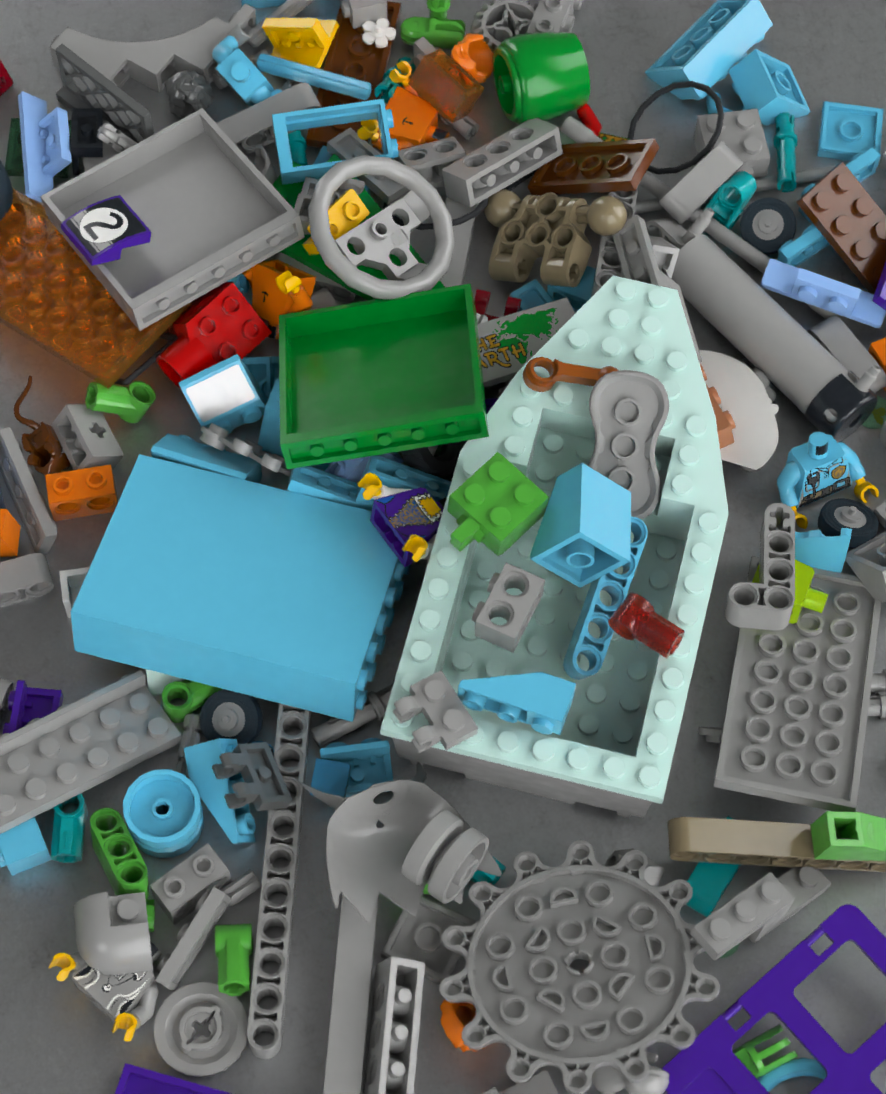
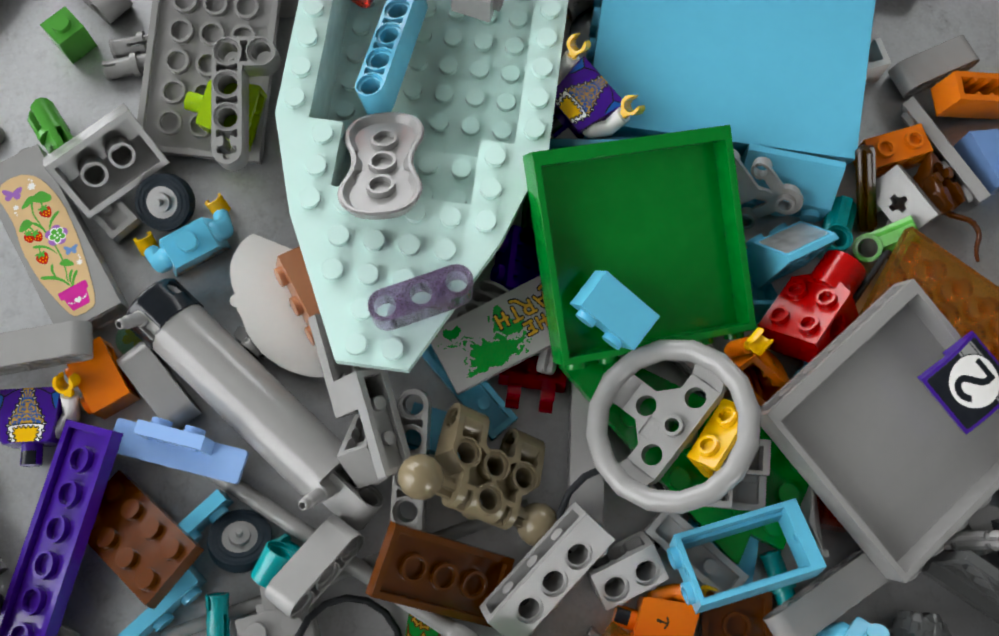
camera: 170 degrees right, 10 degrees up
(128, 444) = (866, 188): none -> dark brown axle
(159, 425) = (840, 221): none -> teal piece
(420, 309) = (614, 311): none -> medium azure brick
(495, 506) = (507, 67): bright green hinge -> none
(561, 372) = (405, 232): dark orange piece -> none
(584, 527) = (414, 65): medium azure slope -> none
(609, 302) = (433, 283): none -> clear purple beam
(821, 550) = (206, 166): medium azure slope -> none

